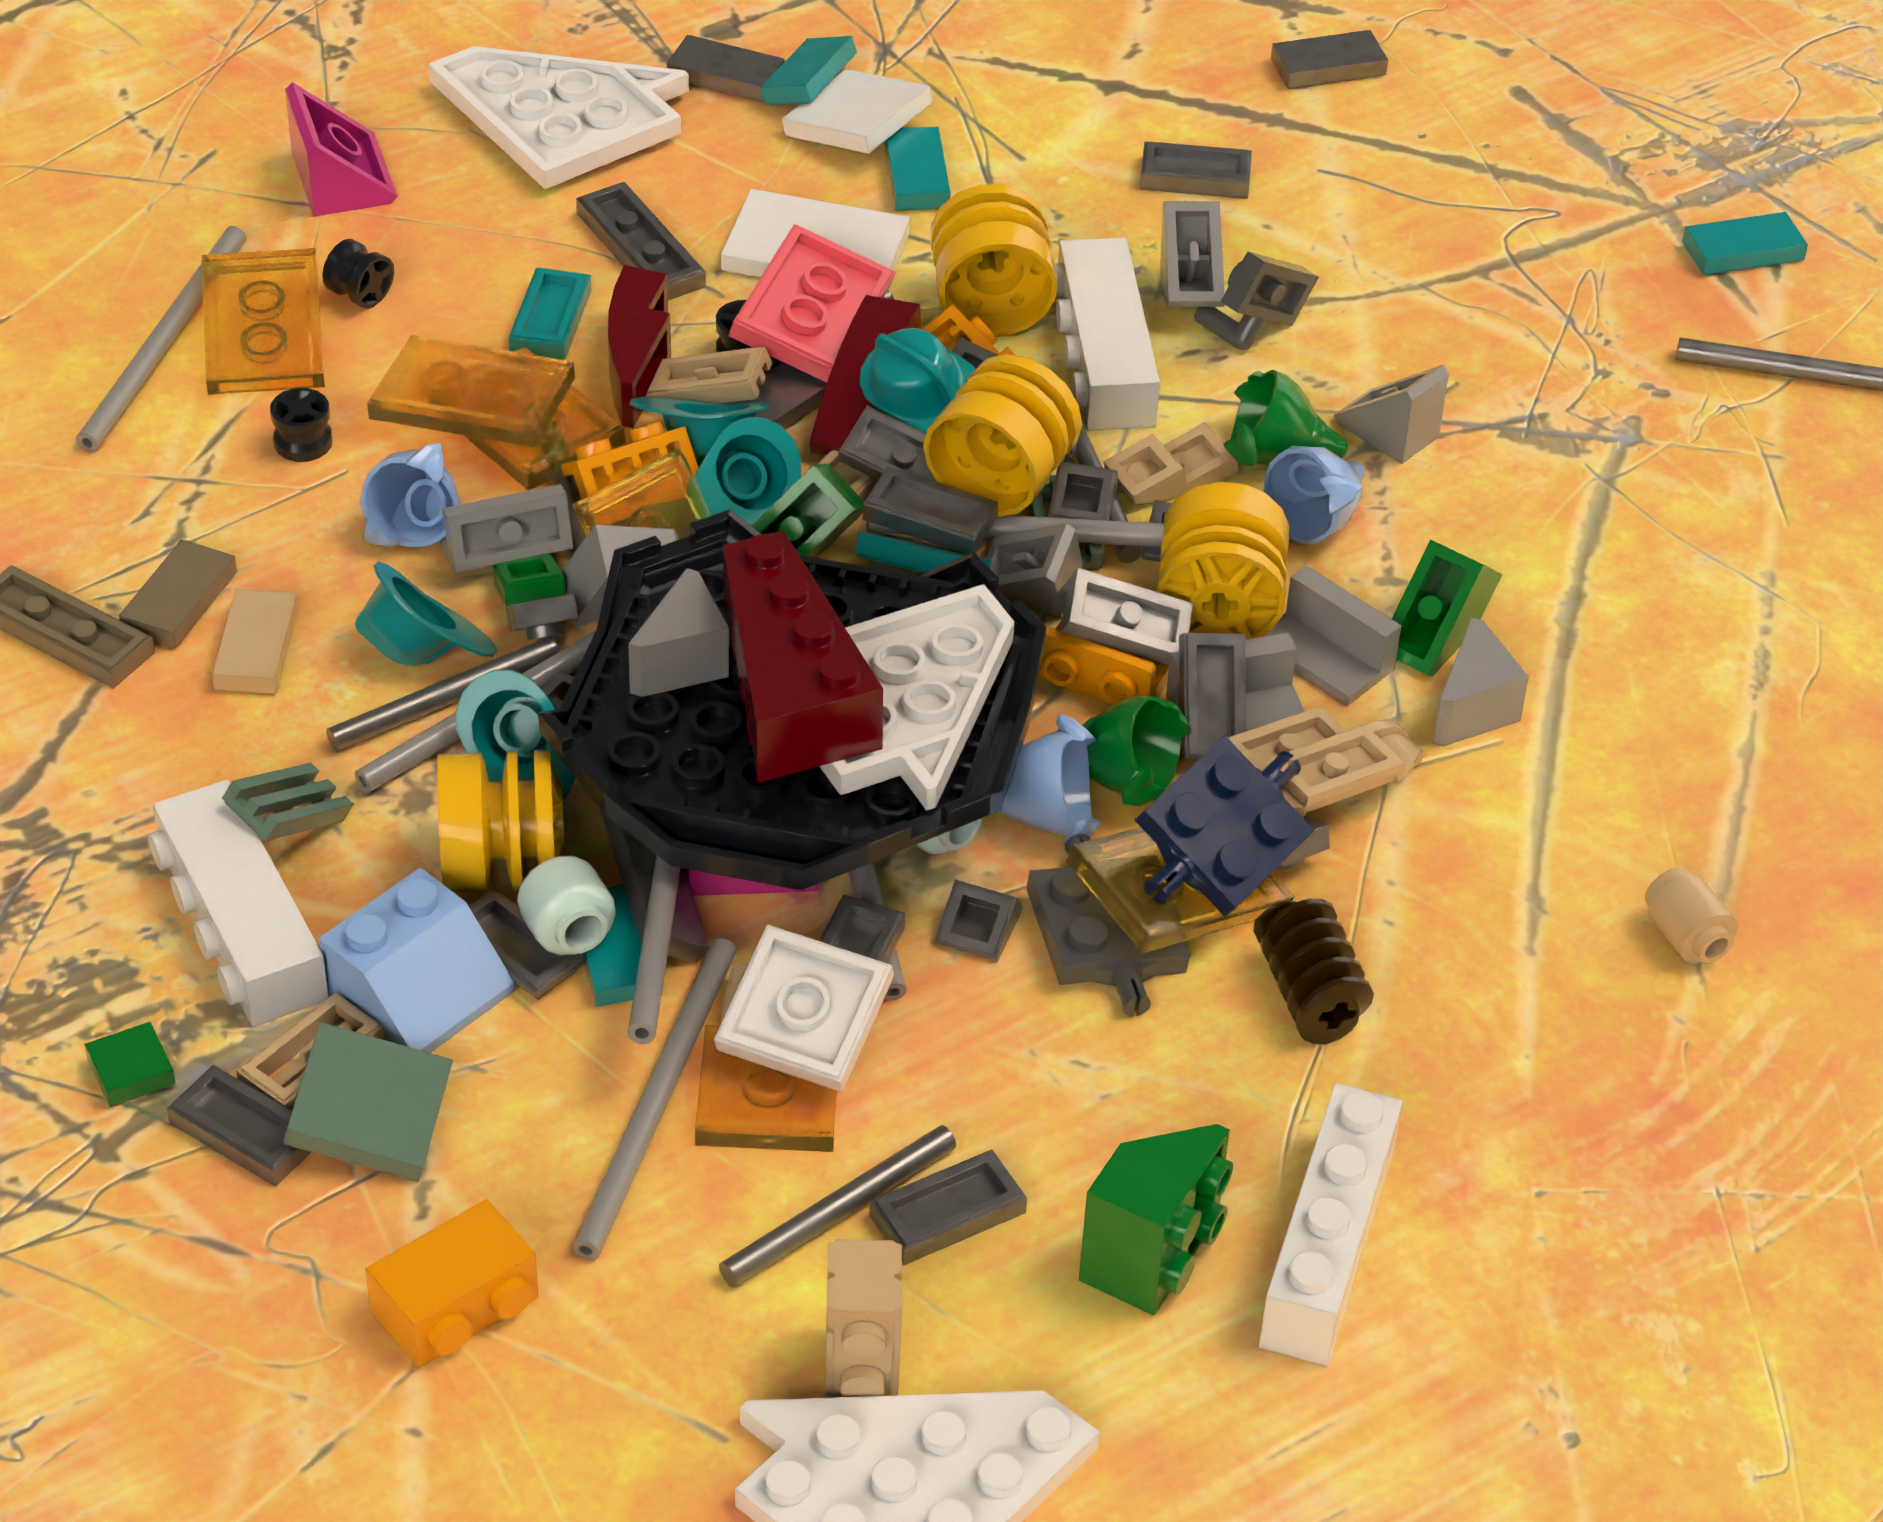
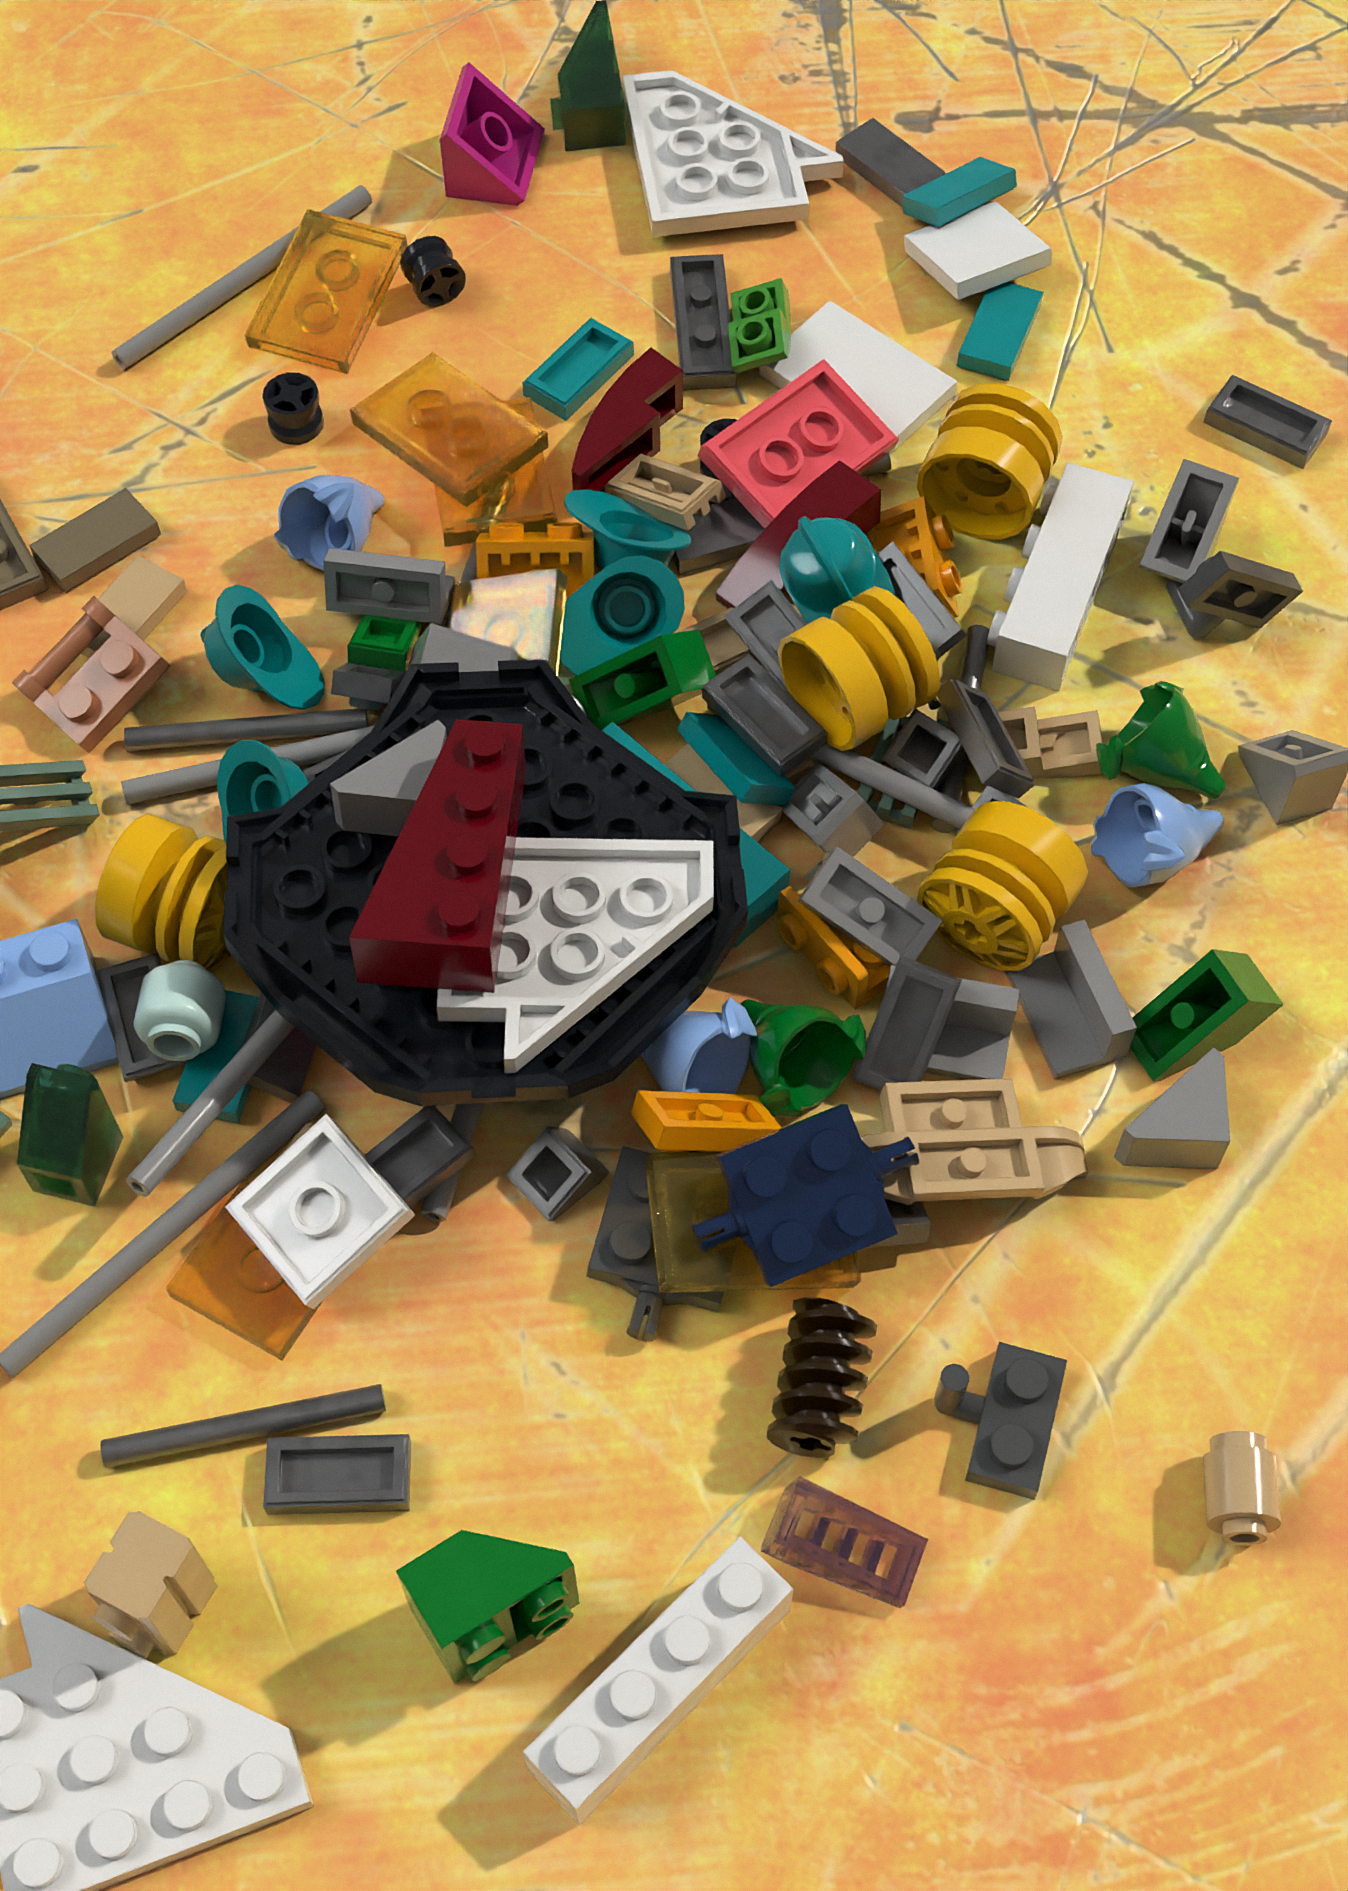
camera: 30 degrees right, 15 degrees up
(284, 701) = (103, 686): none -> nougat plate
(411, 88) = (590, 88): none -> clear green slope
(529, 1036) = (66, 1134): none -> clear green slope
(703, 225) = (760, 325): none -> bright green slope
(1084, 817) = (701, 1120): none -> light orange plate
(1132, 463) = (985, 738): none -> flat silver tile
(1372, 1063) = (834, 1566): none -> slope
(1477, 942) = (1011, 1417): none -> dark grey plate

